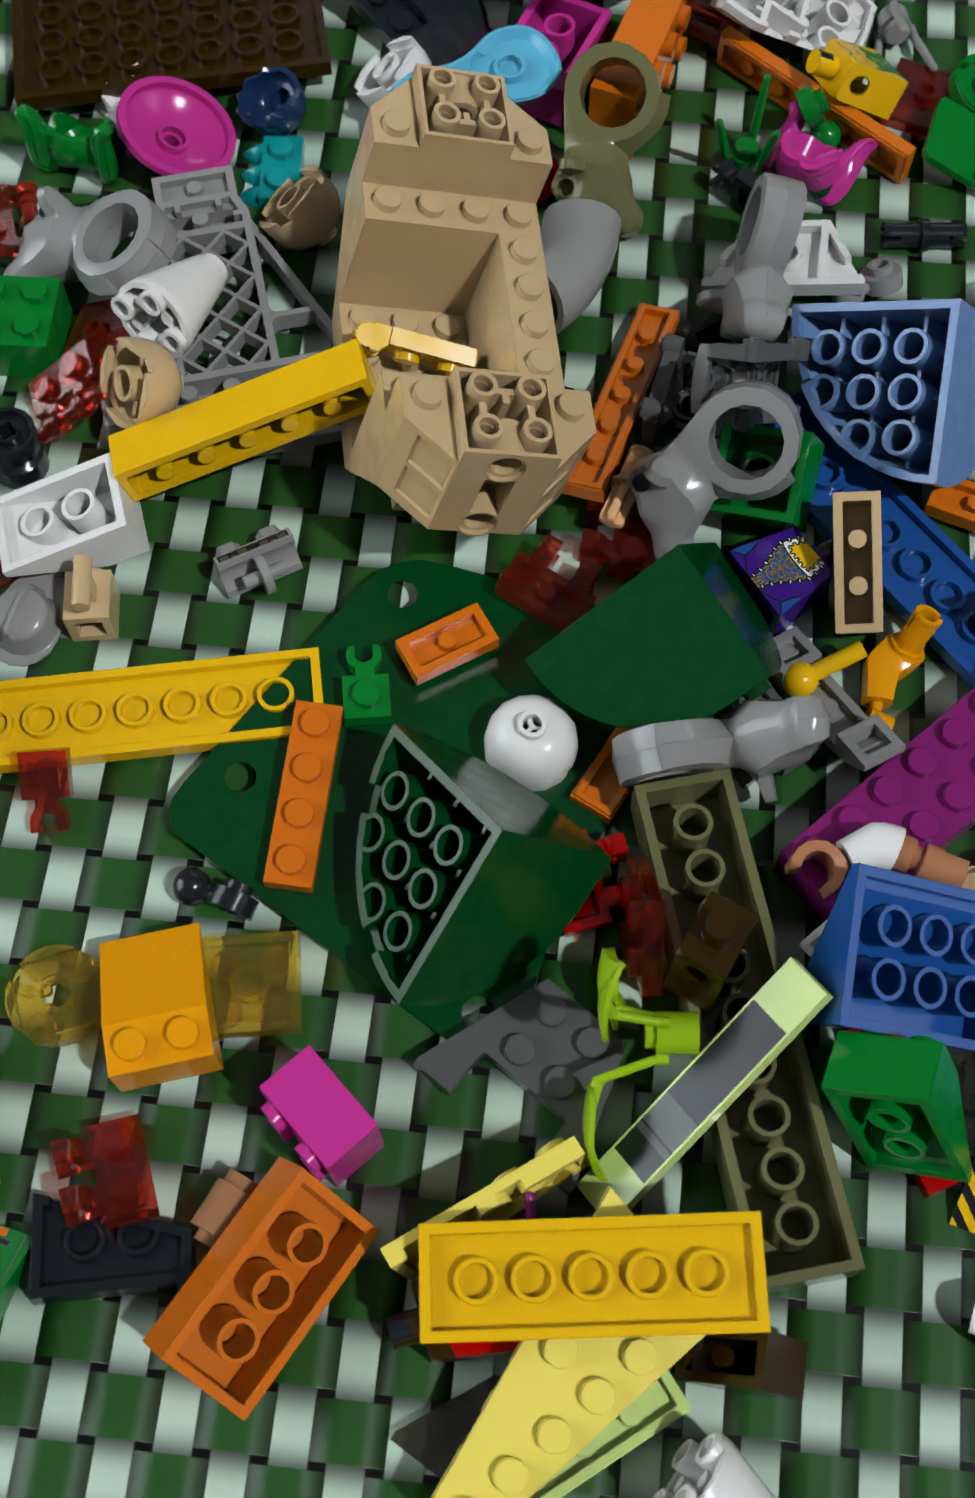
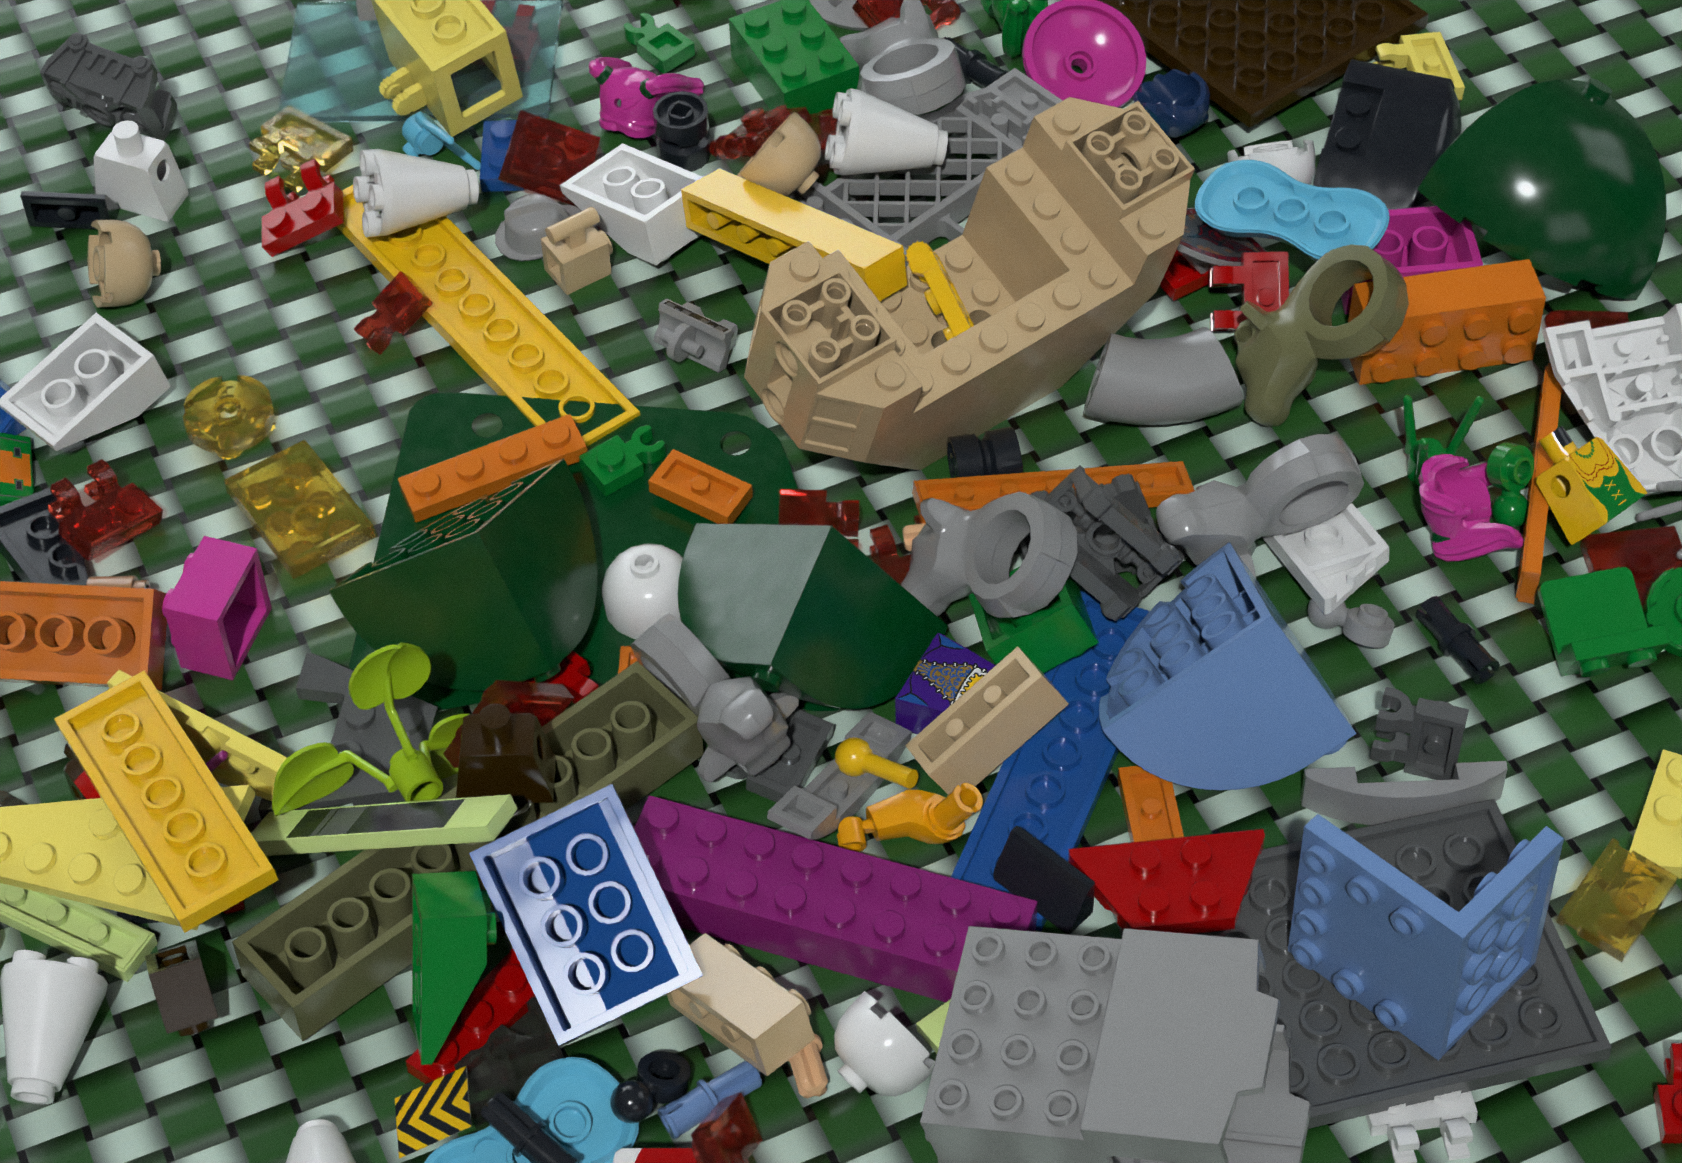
camera: 60 degrees right, 15 degrees down
(157, 1008) = (243, 466): light orange slope -> none
(194, 887) = (373, 465): black plate -> none
(733, 182) = (1383, 483): black plate -> none
(883, 847) = (677, 839): nougat piece -> none

